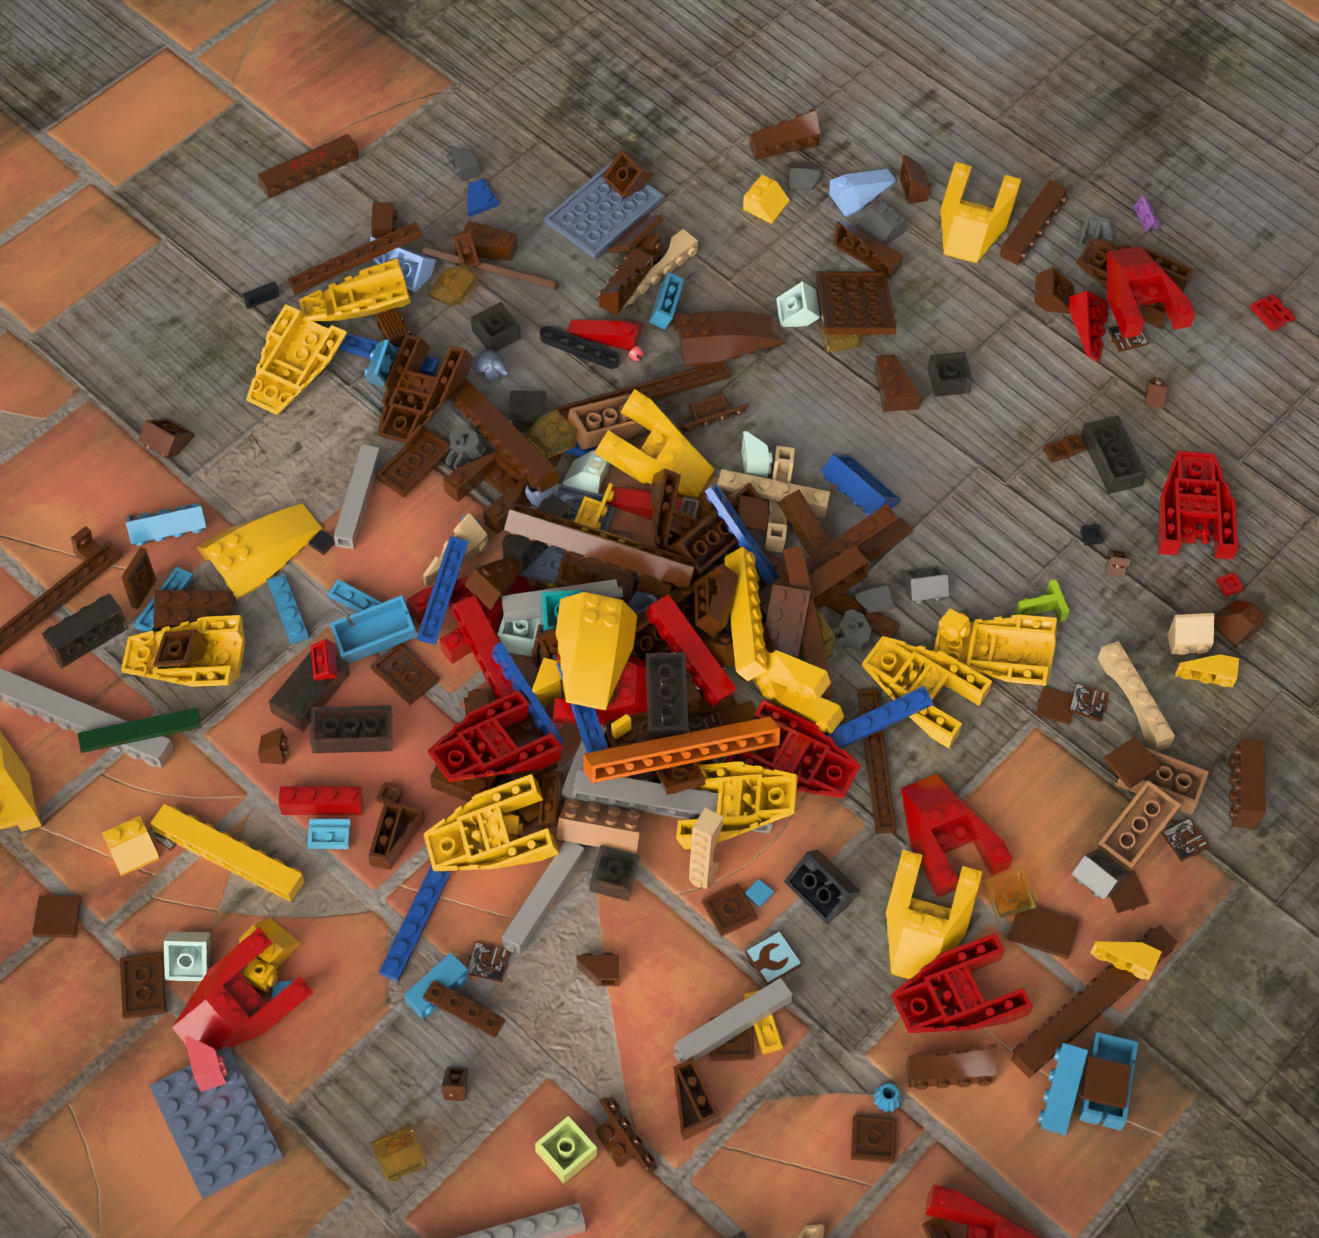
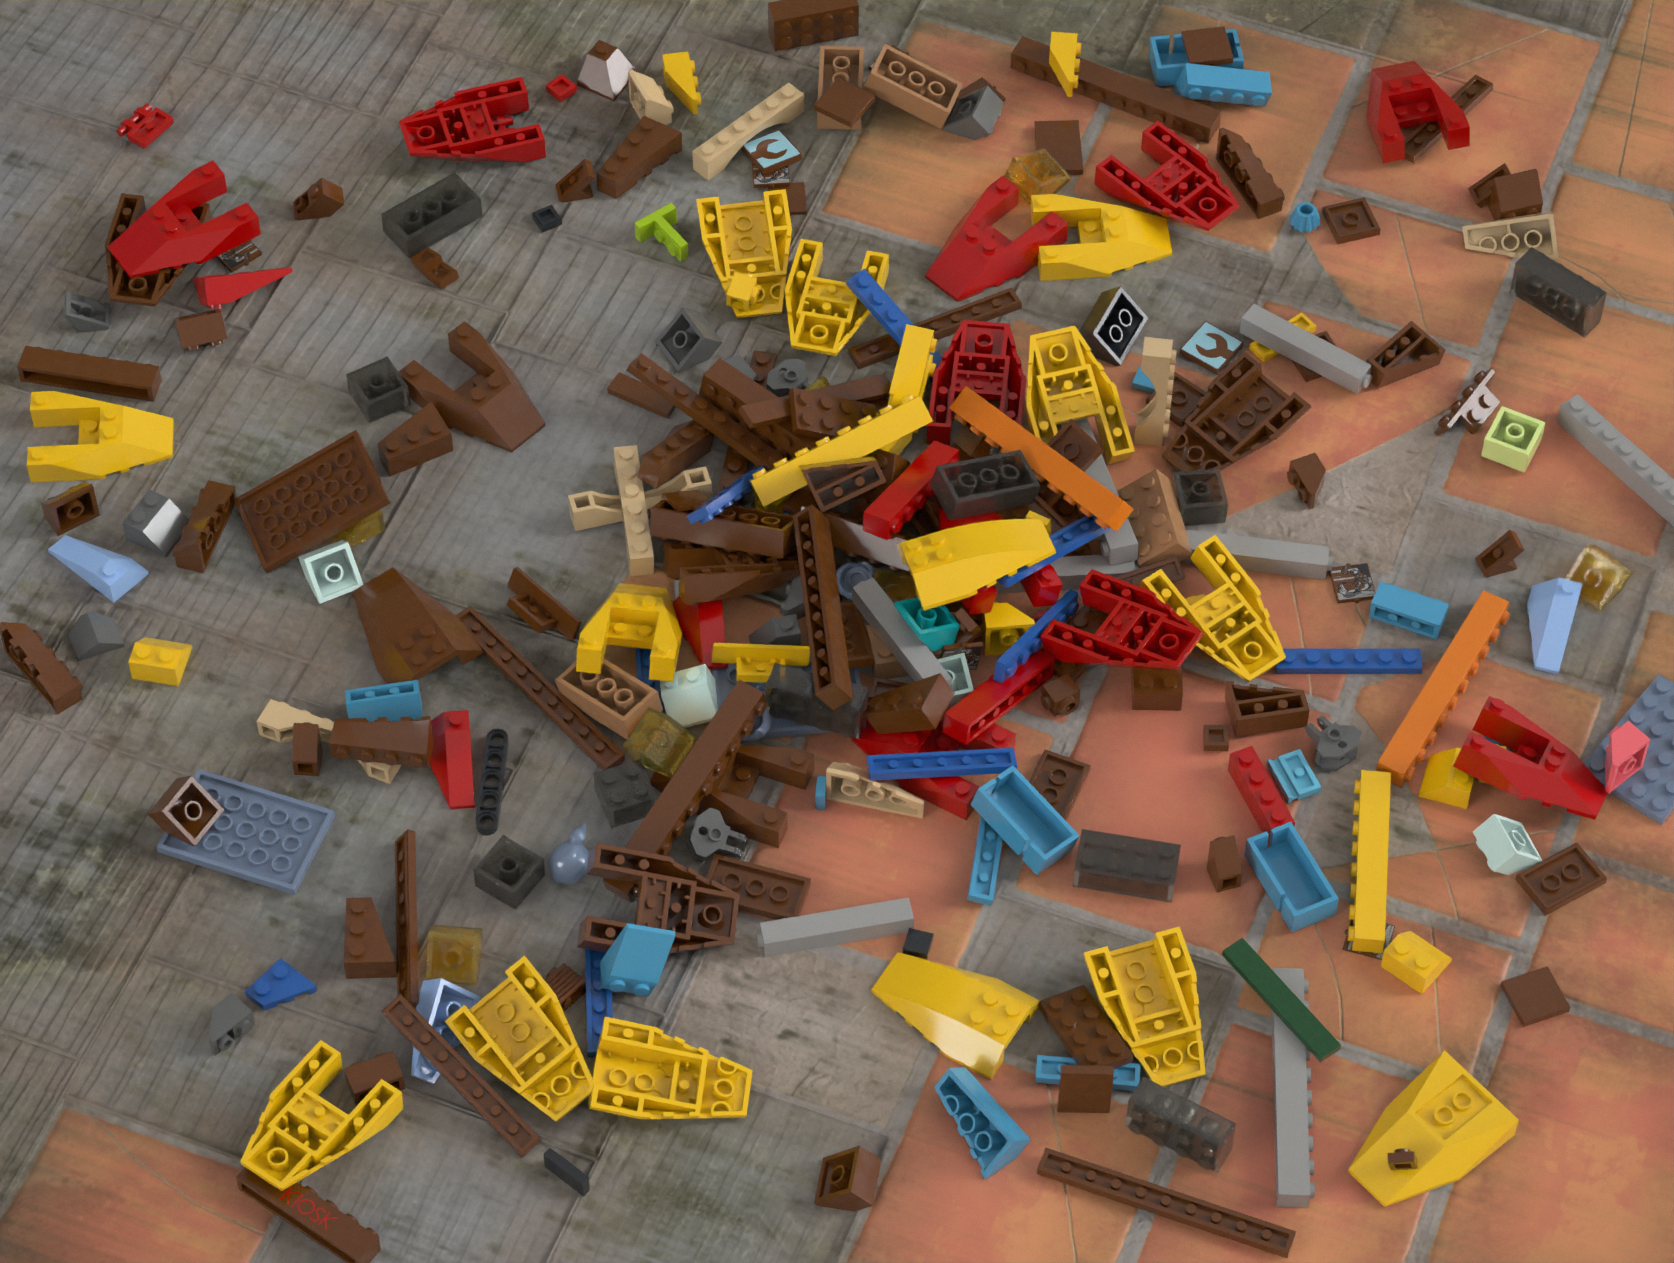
camera: 110 degrees left, 5 degrees down
(84, 545) = (1059, 1190): reddish brown slope -> none
(180, 648) = (1159, 1003): reddish brown slope -> none
(241, 787) = (1291, 877): none -> dark azure piece
(287, 609) = (1028, 941): dark azure plate -> none
(324, 660) = (1097, 846): red slope -> none
(337, 871) = (1333, 743): none -> dark grey hinge
(351, 729) = (1159, 797): clear smoke brick -> none
(352, 978) = (1443, 688): none -> orange brick
(356, 166) = (307, 1132): none -> yellow wedge
(377, 1097) = (1551, 615): none -> light blue wedge
(464, 1009) = (1424, 567): reddish brown bracket -> none
(466, 249) = (403, 937): reddish brown slope -> none
(635, 353) = (478, 722): coral hinge -> none
(636, 234) = (284, 771): reddish brown tile -> none
(680, 934) = (1234, 419): none -> reddish brown wedge
(755, 456) = (597, 536): light aqua slope -> none
(858, 483) = (580, 434): blue slope -> none
(919, 444) = (484, 406): none -> reddish brown wedge
(1109, 708) = (771, 152): none -> tile
(1135, 611) = (636, 156): none -> reddish brown wedge
(1145, 214) = (31, 271): medium lavender hinge -> none

